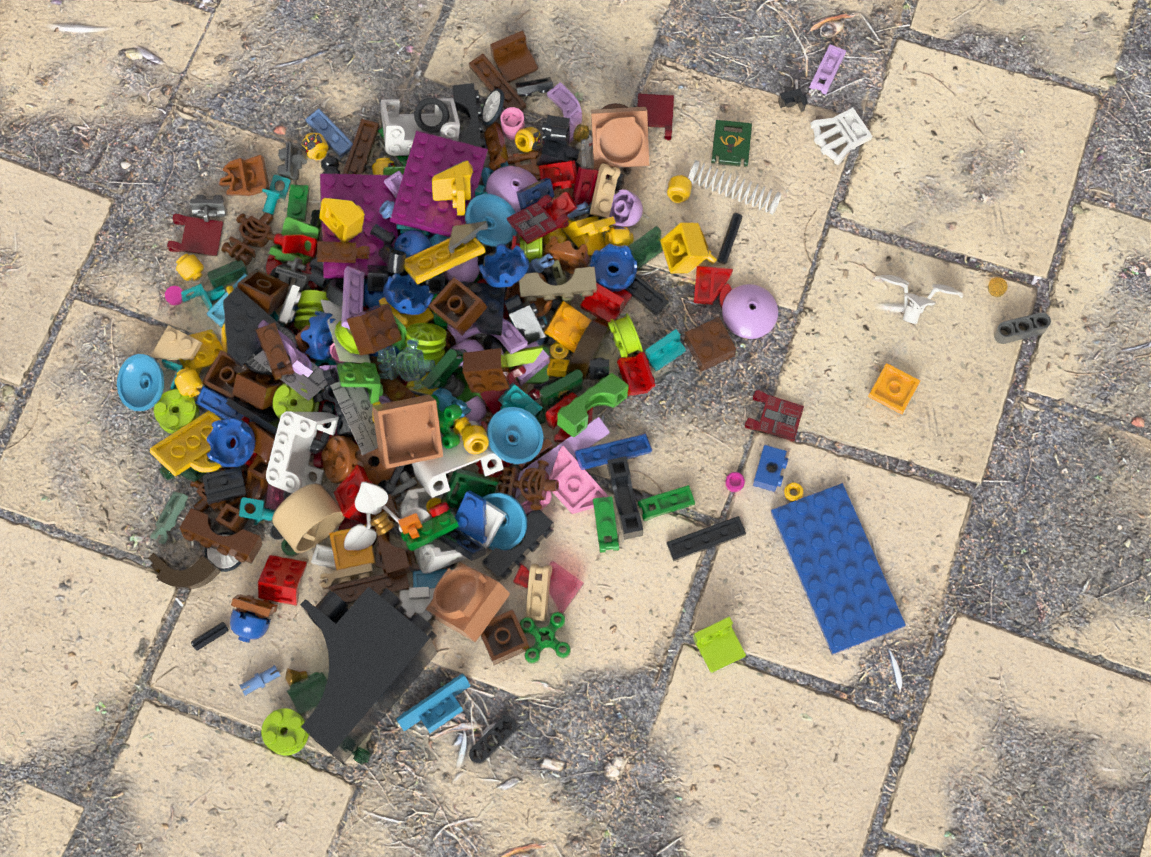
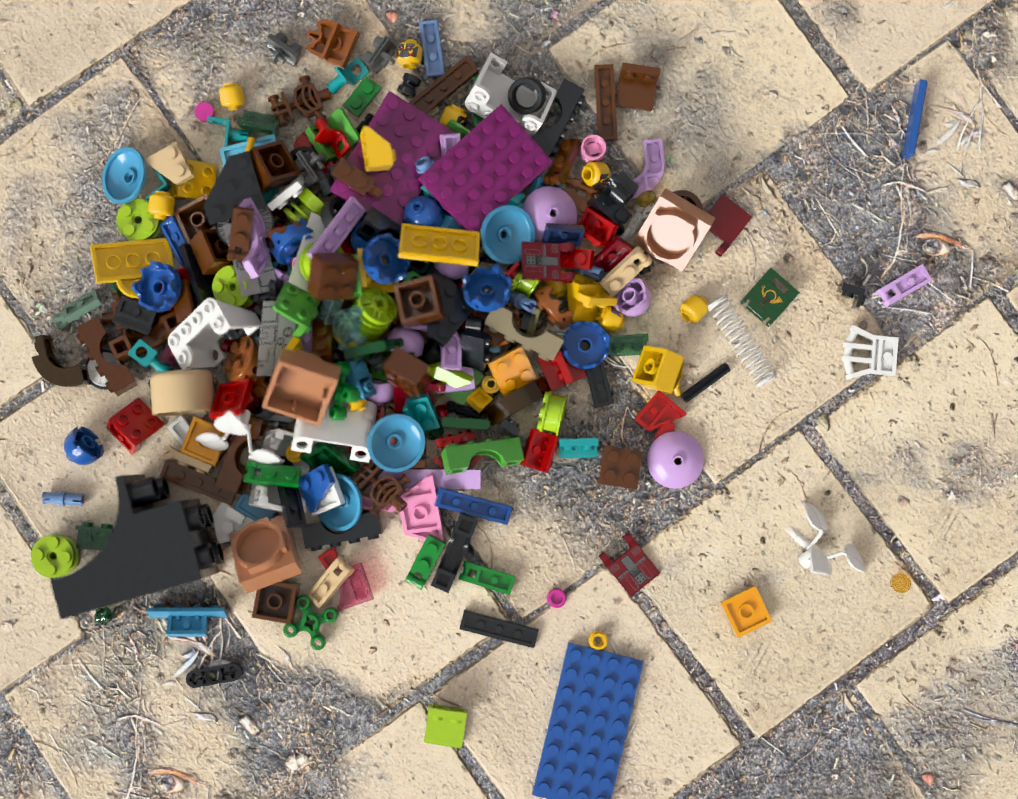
camera: 30 degrees right, 15 degrees up
(198, 236) = (258, 70): dark red flag -> none
(209, 636) = (47, 433): black axle -> none
(249, 603) = (95, 435): dark orange plate -> none
(294, 676) = (91, 514): pearl gold rock -> none
(382, 234) = (404, 186): black pin -> none
(382, 523) = (236, 444): pearl gold wheel -> none
(393, 258) = (395, 218): black piece -> none
(410, 525) = (256, 464): orange tile -> none
(439, 509) = (292, 461): red tile -> none
(453, 185) = (494, 184): yellow piece -> none
(465, 233) = (470, 236): dark grey tile -> none
(475, 439) = (357, 426): yellow head -> none
(492, 106) = (586, 122): white wheel -> none
(541, 85) = (636, 125): black plate -> none
(770, 457) = (598, 598): blue brick -> none
(1016, 333) = (901, 638): dark grey beam -> none

